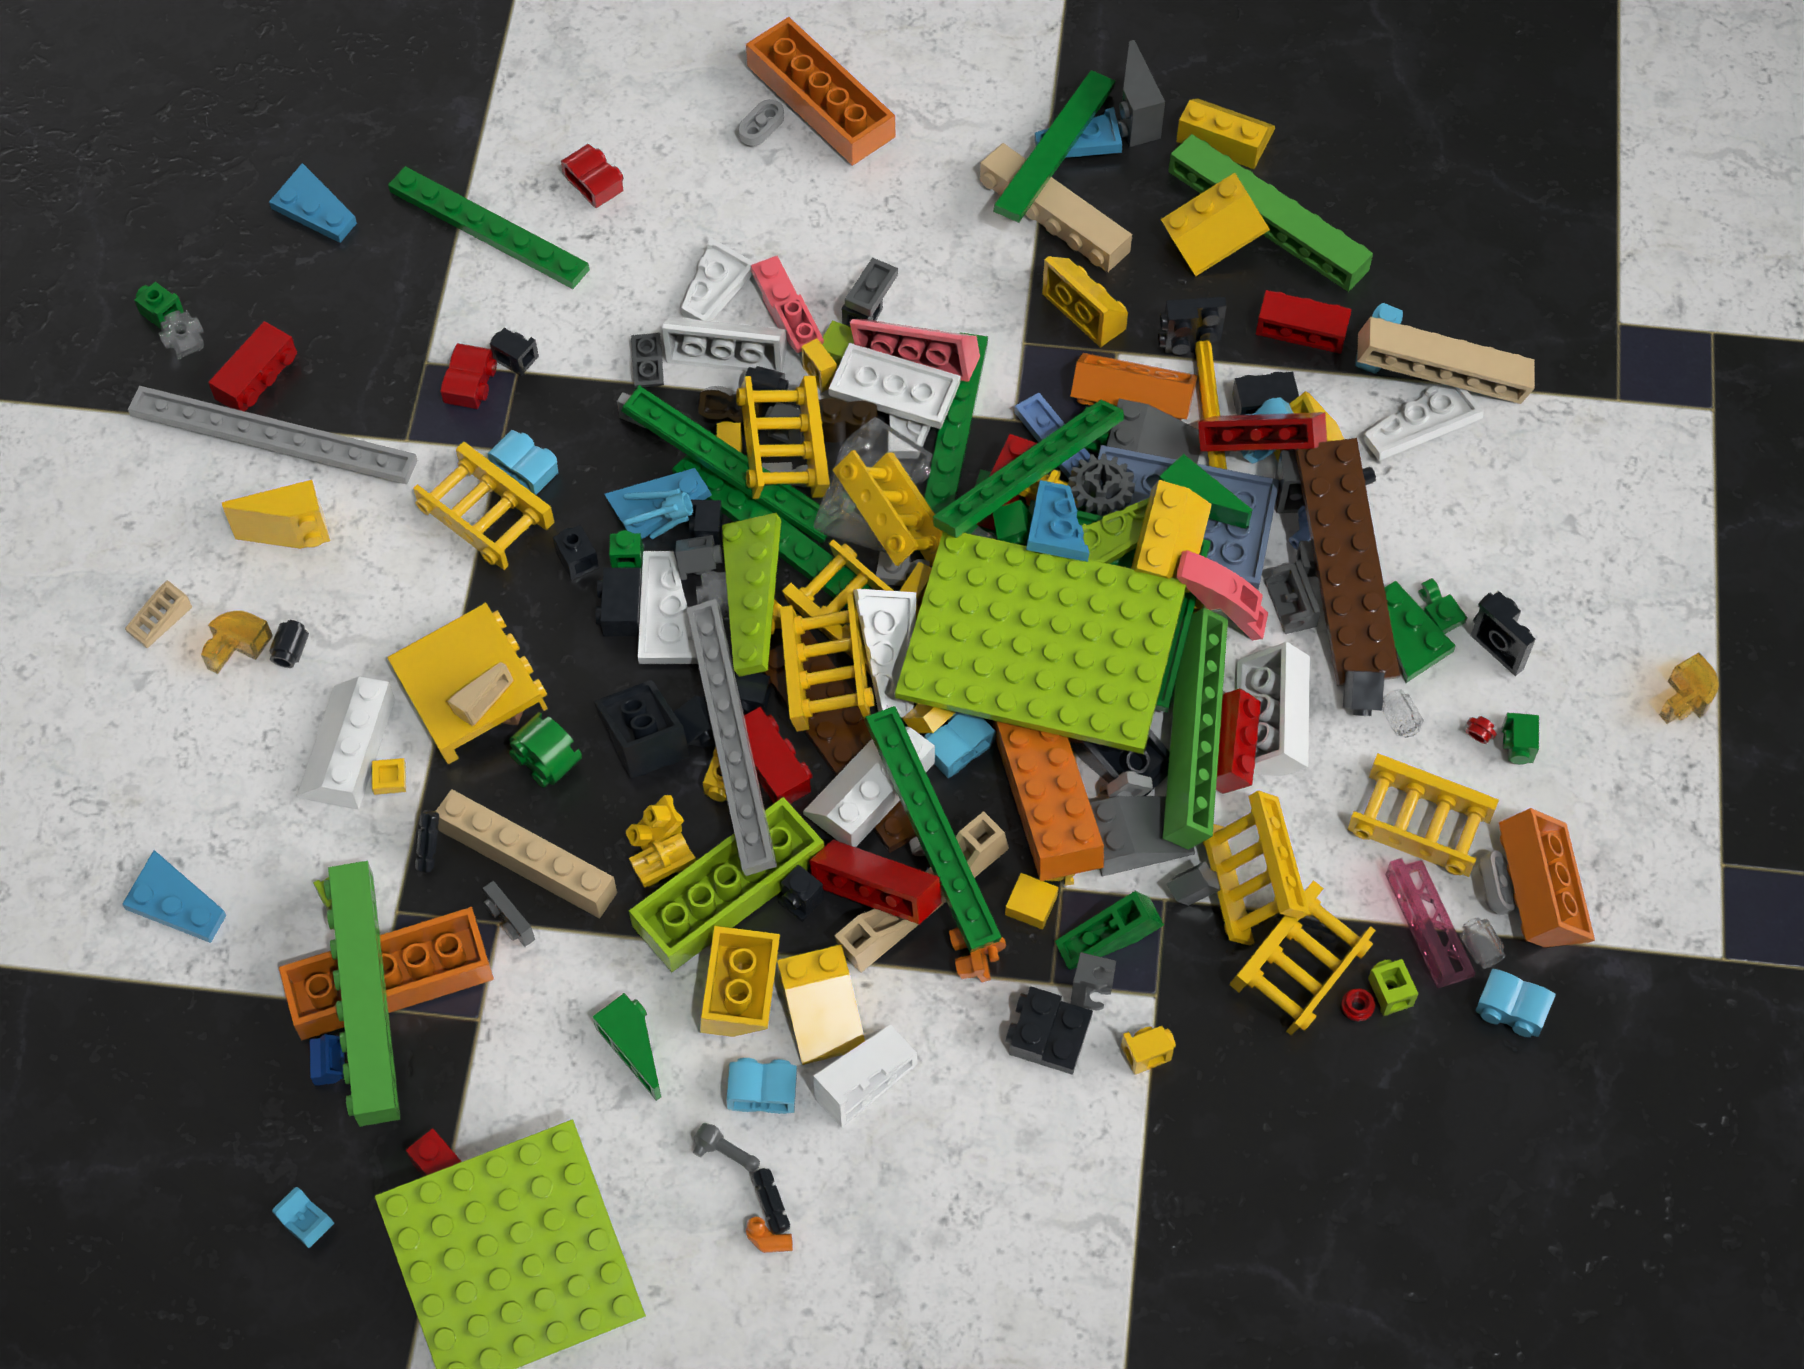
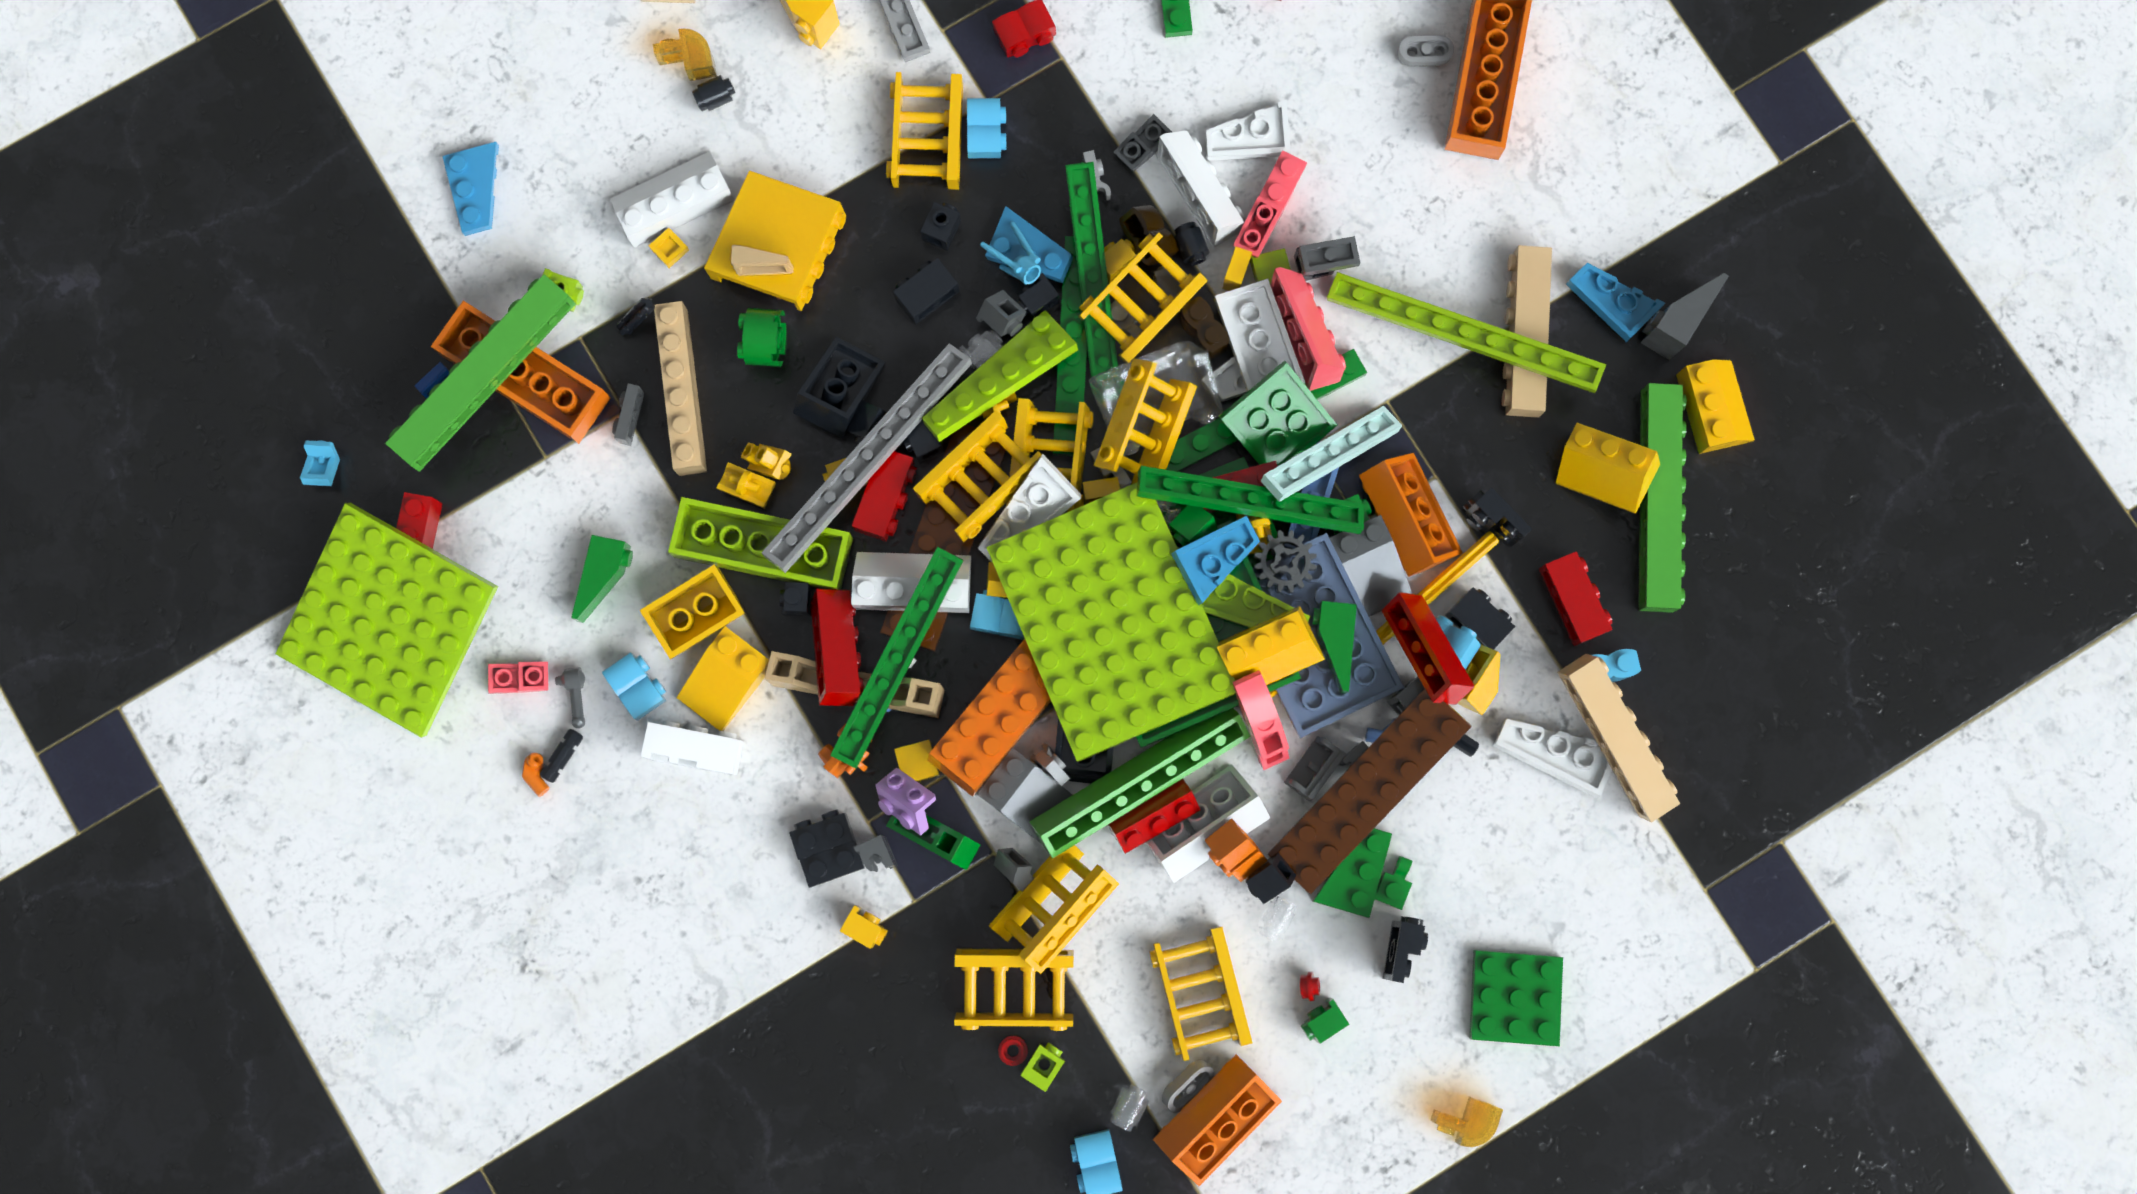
camera: 50 degrees right, 20 degrees up
(514, 350) = (1072, 42): black brick -> none
(626, 545) = (968, 262): green brick -> none
(664, 619) = (941, 325): white wing -> none
(664, 1188) = (517, 677): none -> coral slope
(972, 414) = (1278, 417): none -> plate
(1017, 242) = (1466, 332): none -> lime plate
(1037, 395) = (1330, 453): none -> light aqua plate
(1054, 146) = (1582, 289): green tile -> none
(1062, 925) = (905, 800): none -> lavender bracket
(1083, 300) = (1458, 419): yellow slope -> none
(1319, 694) = (1234, 851): none -> orange piece
(1423, 926) = (1110, 1051): clear pink fence -> none
(1608, 588) = (1516, 998): none -> green plate

